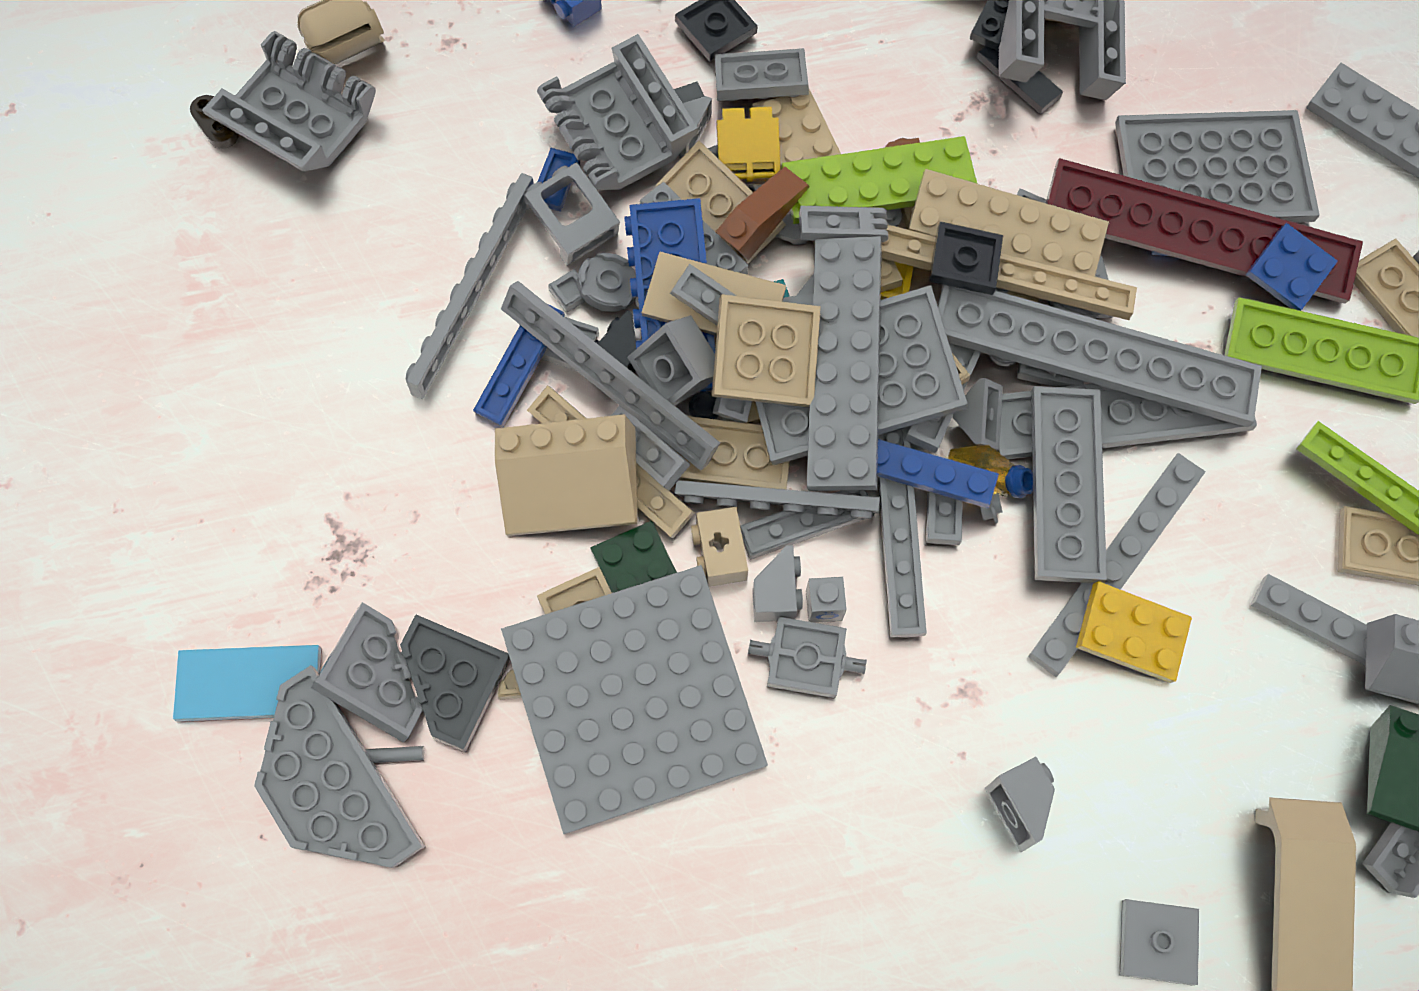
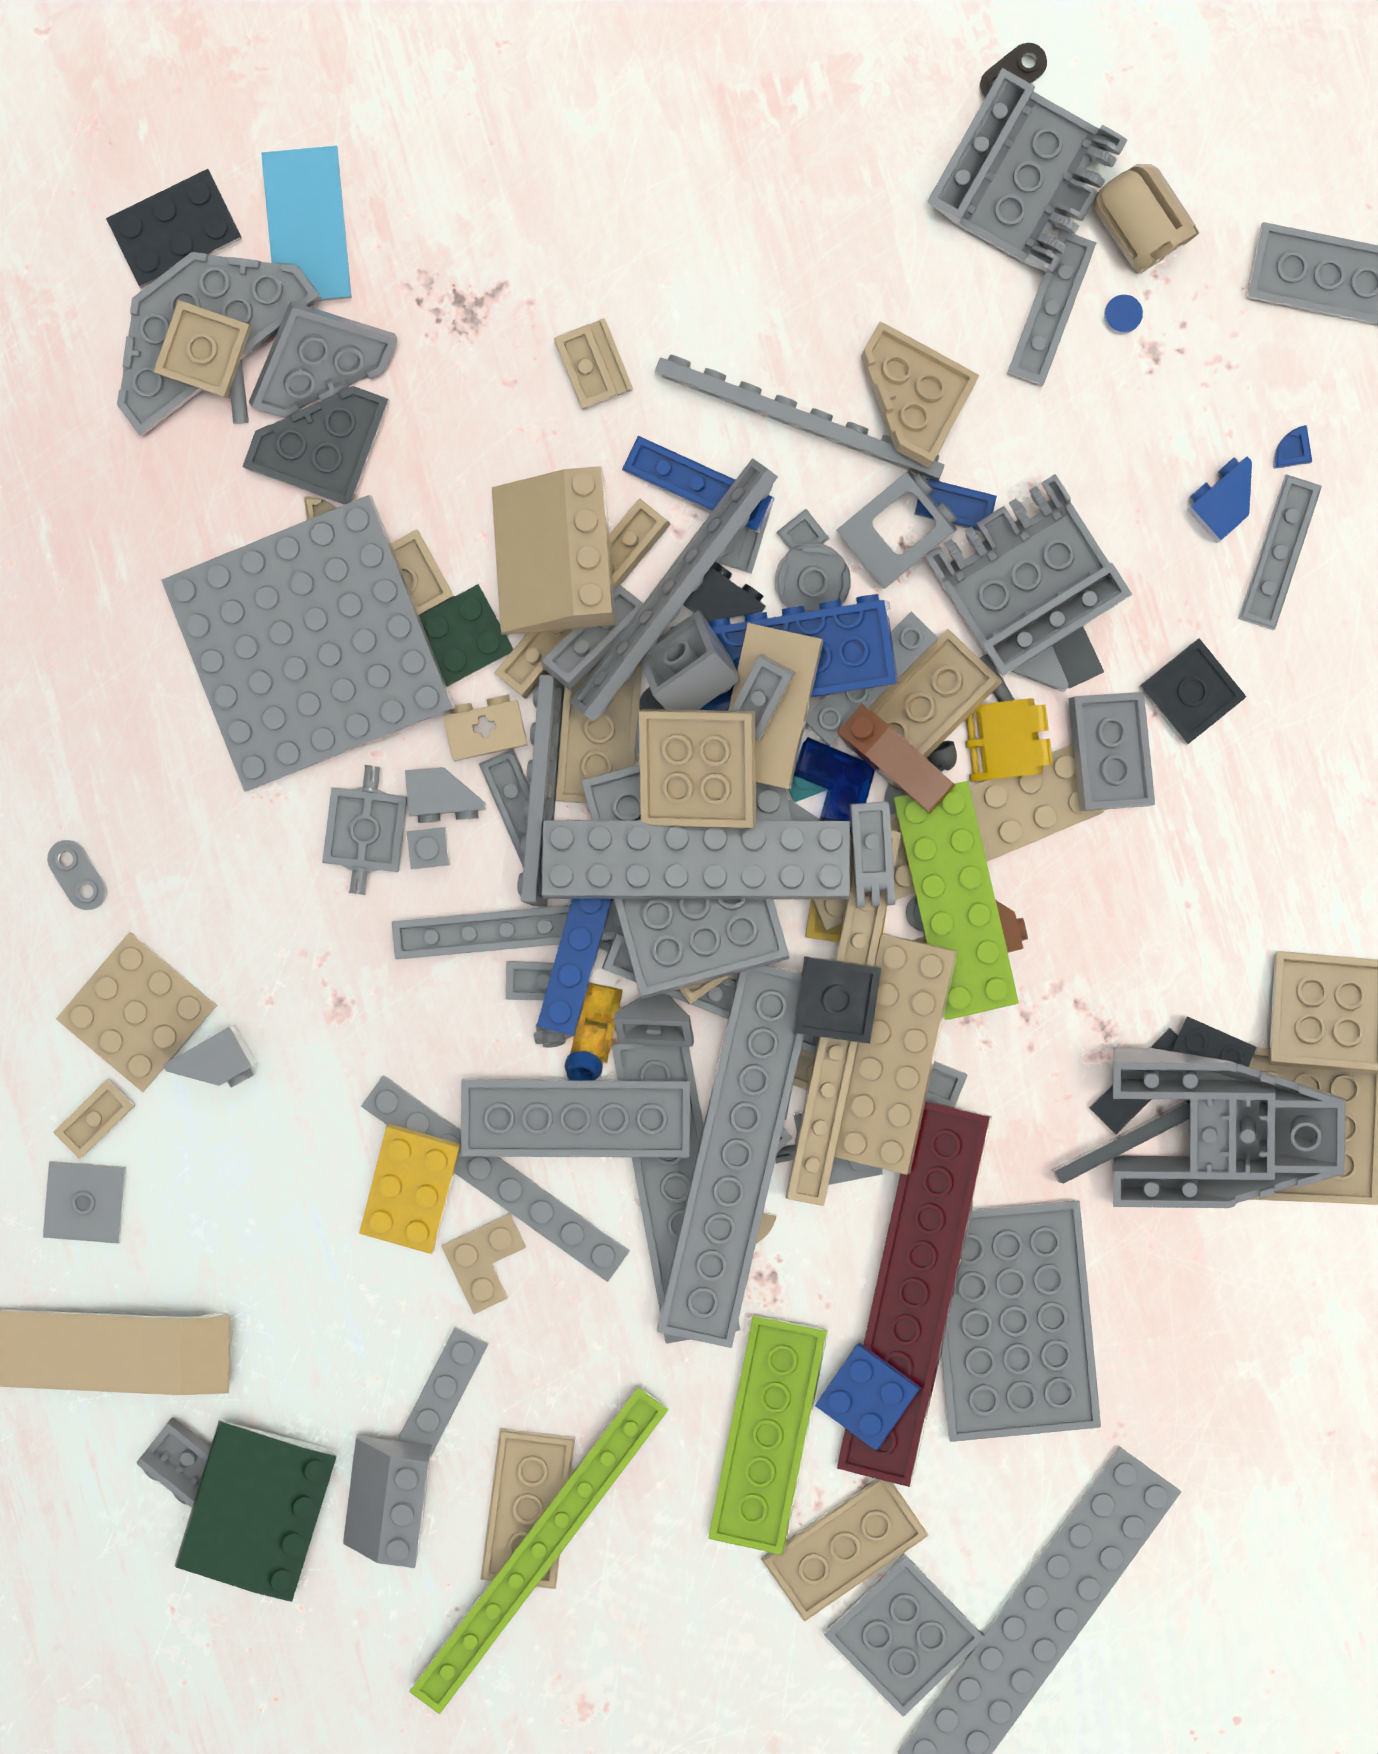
camera: 90 degrees right, 20 degrees up
(229, 808) = (172, 225): none -> black plate
(346, 775) = (202, 349): none -> tan plate
(405, 442) = (593, 363): none -> tan plate
(413, 103) = (1051, 310): none -> light grey plate
(416, 56) = (1123, 314): none -> blue tile
(459, 192) = (916, 391): none -> tan plate
(784, 261) = (842, 774): none -> clear blue plate
(843, 932) = (77, 874): none -> light grey plate
(975, 882) = (136, 1011): none -> tan plate
(1074, 91) = (1122, 1142): none -> dark grey tile
(1080, 927) = (94, 1118): none -> tan plate
(1191, 584) = (473, 1259): none -> tan plate

